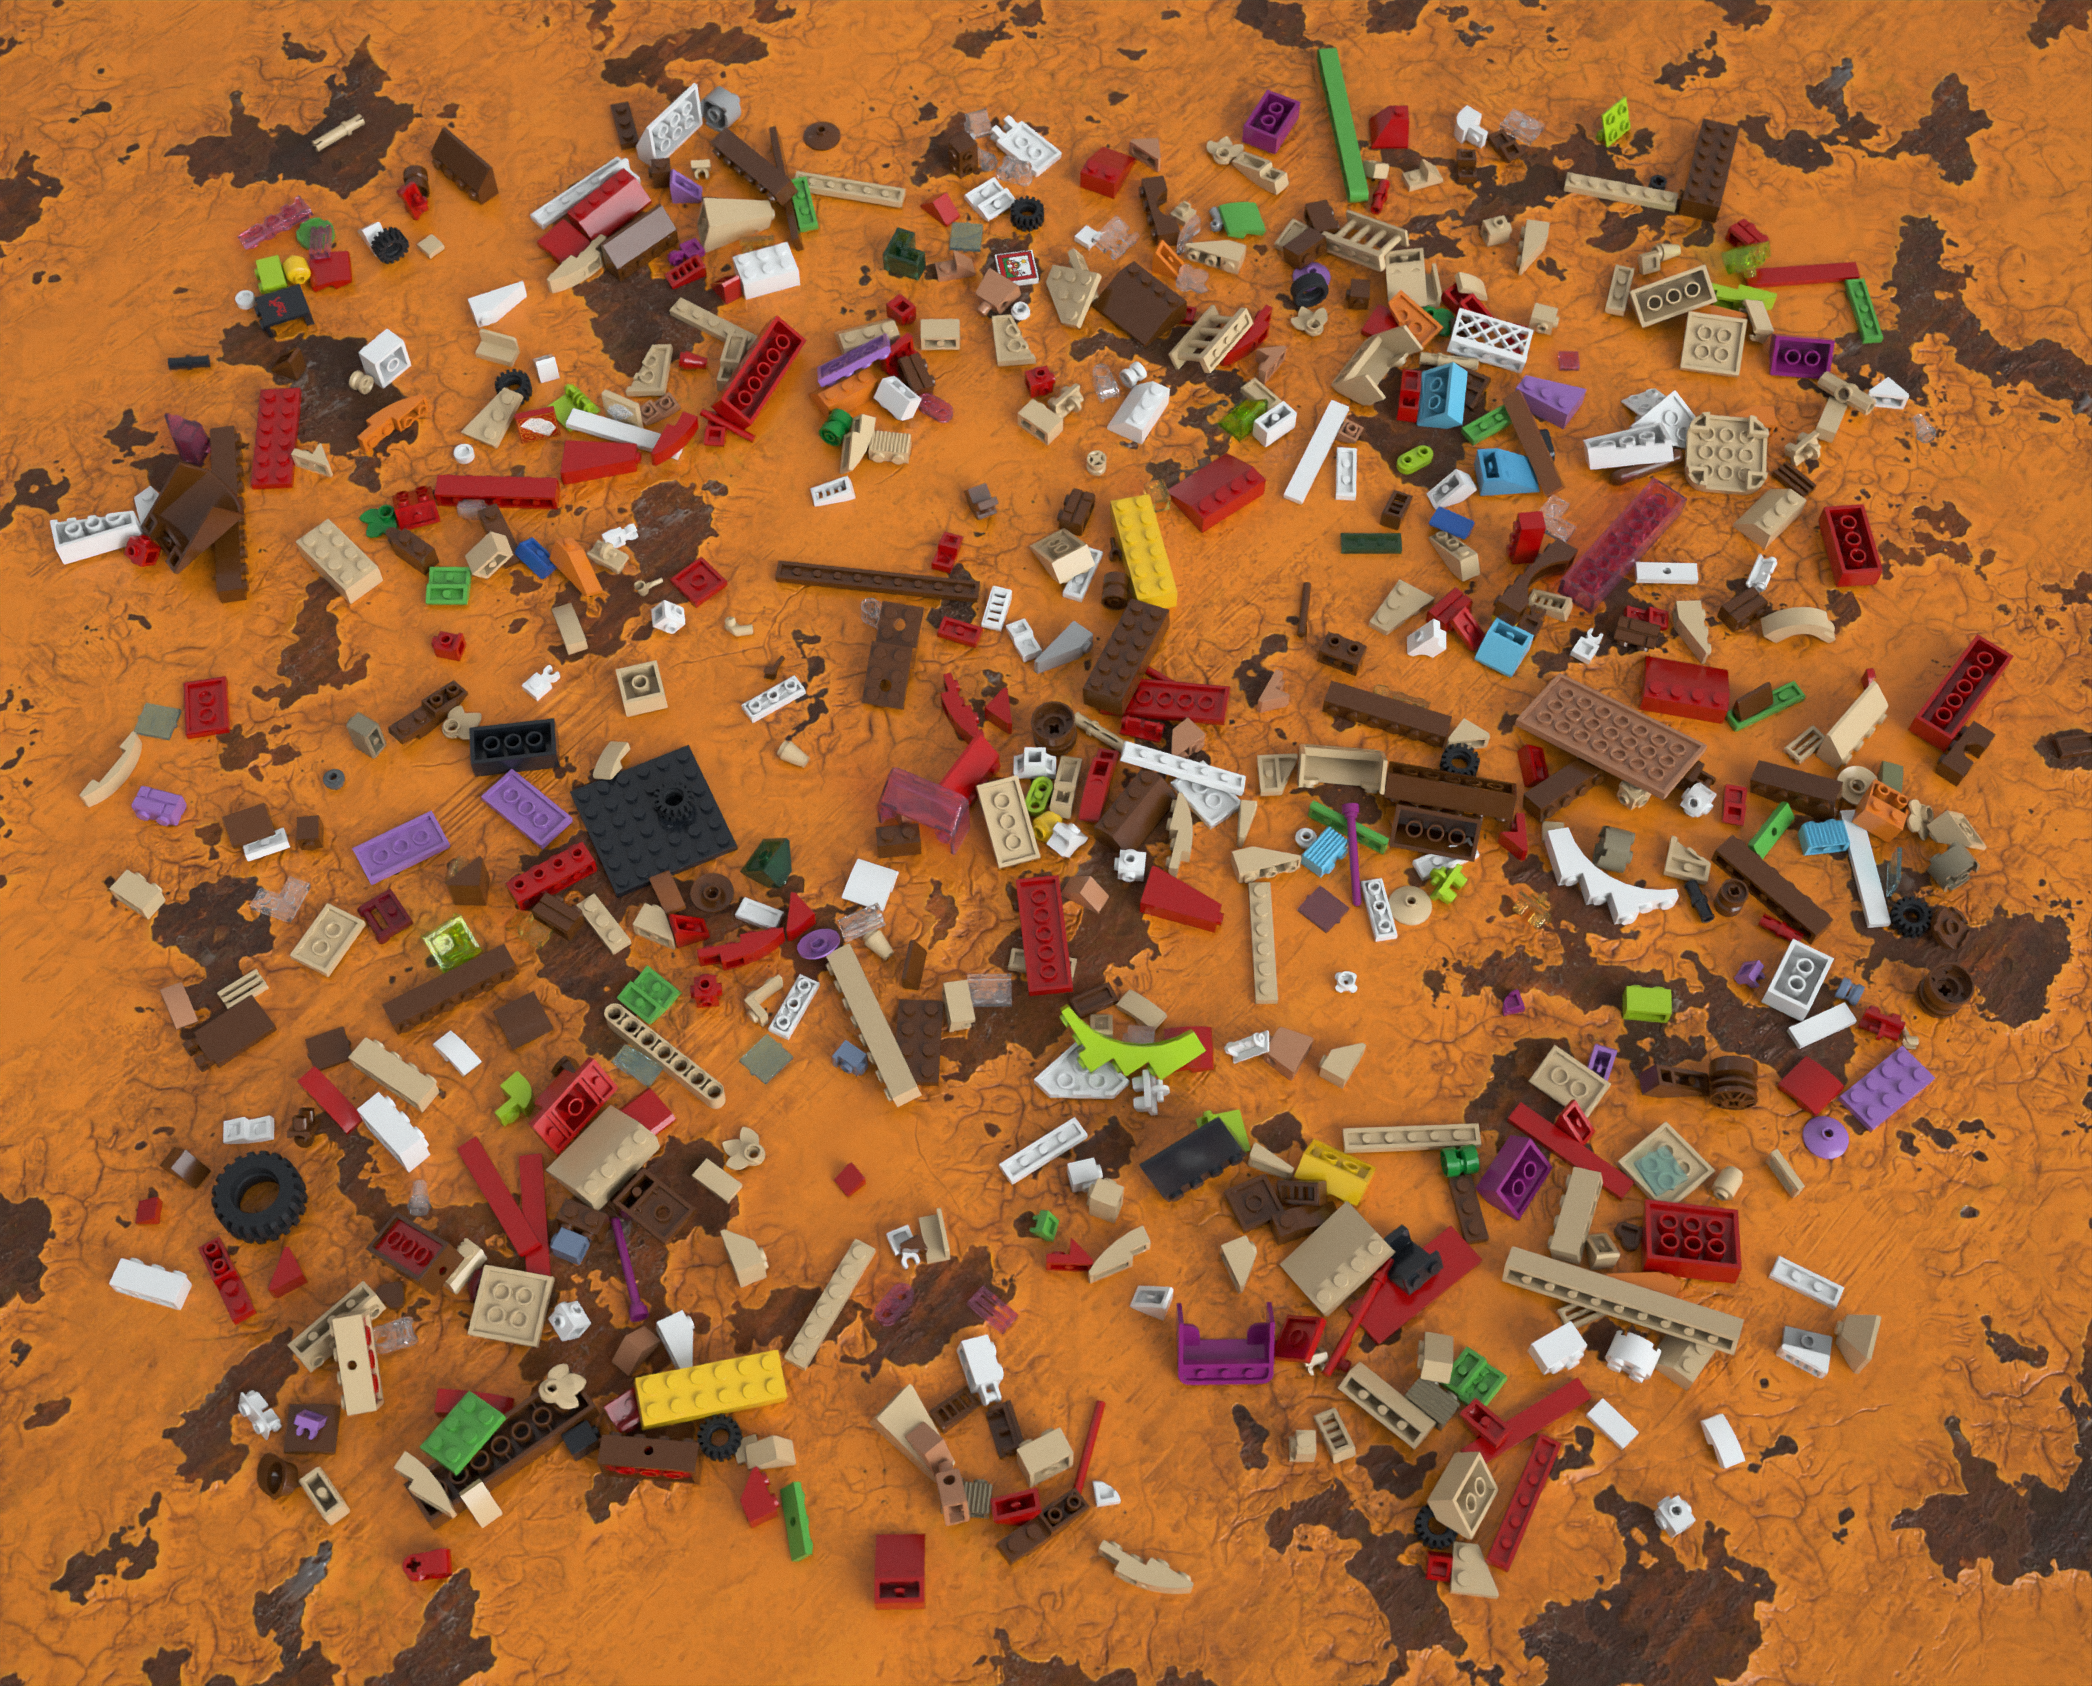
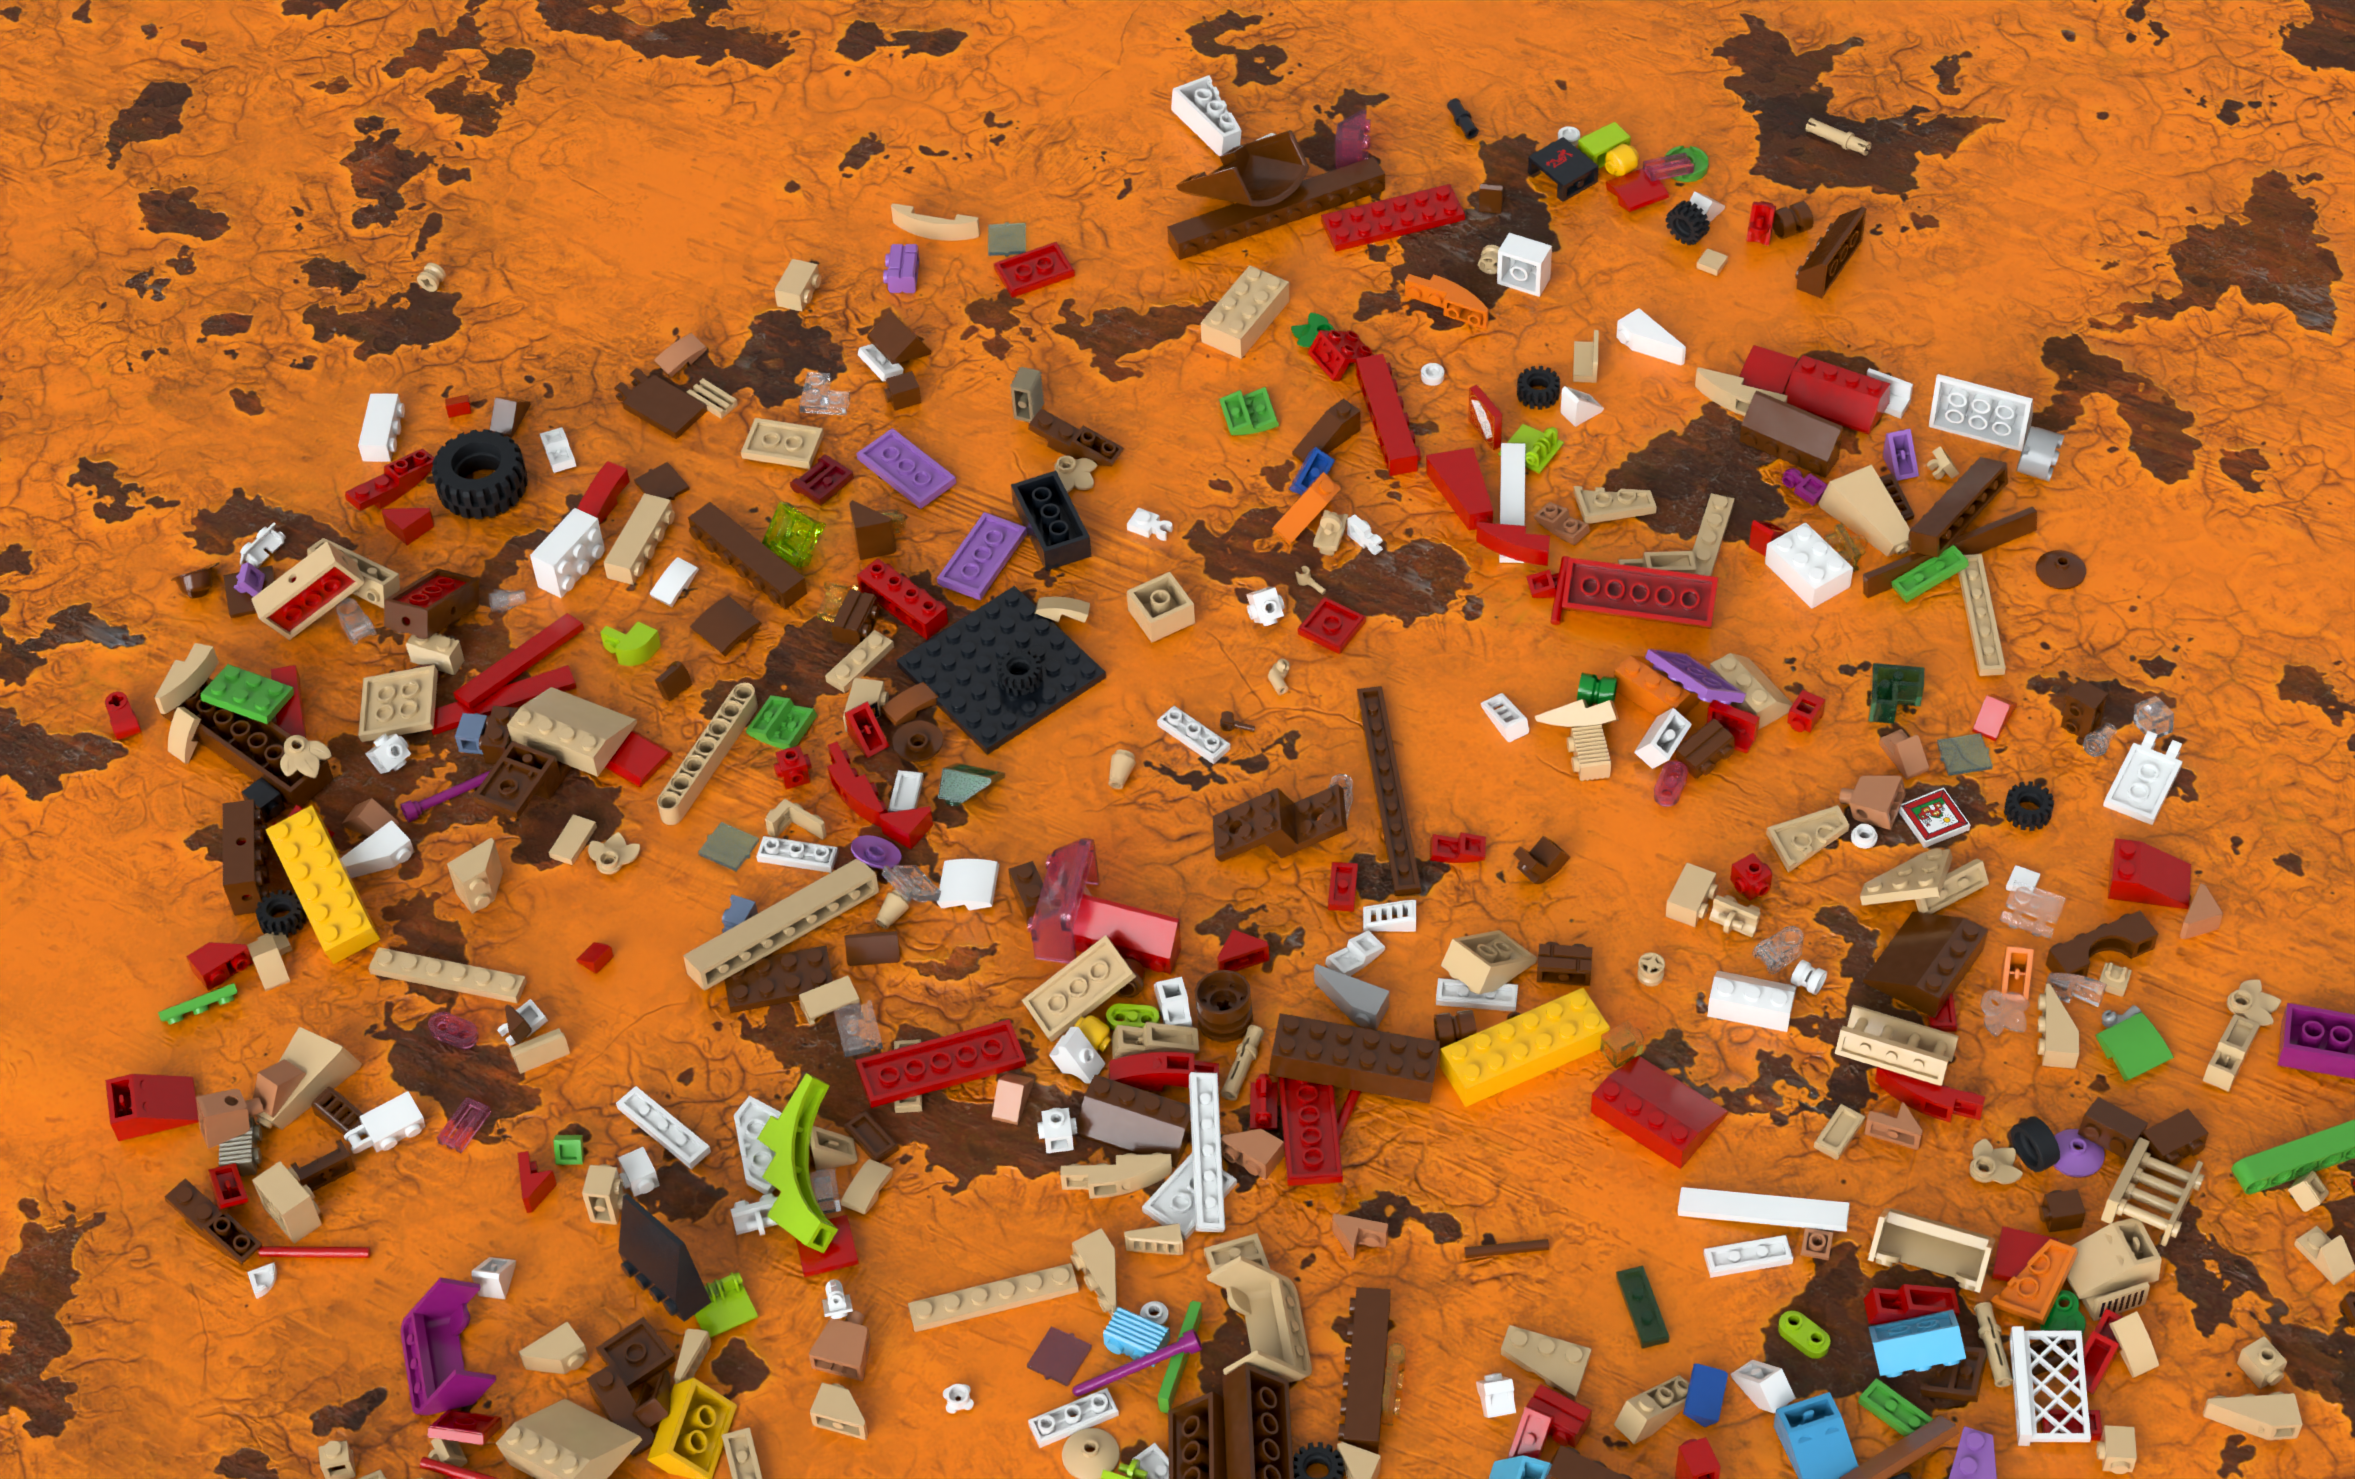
camera: 80 degrees right, 10 degrees down
(142, 550) = (1202, 157): red brick -> none
(275, 224) = (1682, 126): clear pink wing -> none
(304, 1127) = (559, 485): reddish brown hips -> none
(313, 462) = (1373, 256): tan slope -> none
(324, 1496) = (180, 616): tan brick -> none
(336, 783) = (975, 392): dark grey plate -> none
(412, 549) = (1281, 365): reddish brown brick -> none
(449, 645) = (1169, 427): red brick -> none
(468, 508) = (1356, 396): clear brick -> none
(489, 555) = (1291, 426): tan brick -> none
(494, 419) = (1491, 380): tan wing -> none
(564, 202) = (1808, 346): white tile -> none
(569, 628) = (1224, 526): tan slope -> none
(570, 1104) = (622, 681): red brick -> none
(621, 409) = (1535, 485): tile -> none
(624, 125) = (1989, 373): reddish brown plate -> none
(637, 1065) = (690, 732): clear light blue slope -> none
(660, 172) = (1919, 425): reddish brown brick -> none
(692, 361) = (1642, 531): red cone -> none
(697, 268) = (1783, 507): red slope -> none
(940, 334) = (1784, 758): tan brick -> none
(960, 716) = (1218, 914): red slope -> none
(989, 199) = (2036, 762): white slope -> none
(1017, 171) = (2094, 778): clear piece -> none
(1120, 1254) = (546, 1229): tan slope -> none
(1154, 1576) = (170, 1336): tan slope -> none
(1179, 902) = (1024, 1187): red slope -> none
(1241, 419) = (1788, 1118): clear neon green slope -> none
(1274, 424) = (1786, 1148): white brick -> none
(1292, 230) = (2144, 1110): tan tile -> none
(1342, 653) = (1446, 1300): reddish brown brick -> none
(1380, 196) = (2279, 1206): red pin -> none
(1395, 511) = (1698, 1332): reddish brown slope -> none

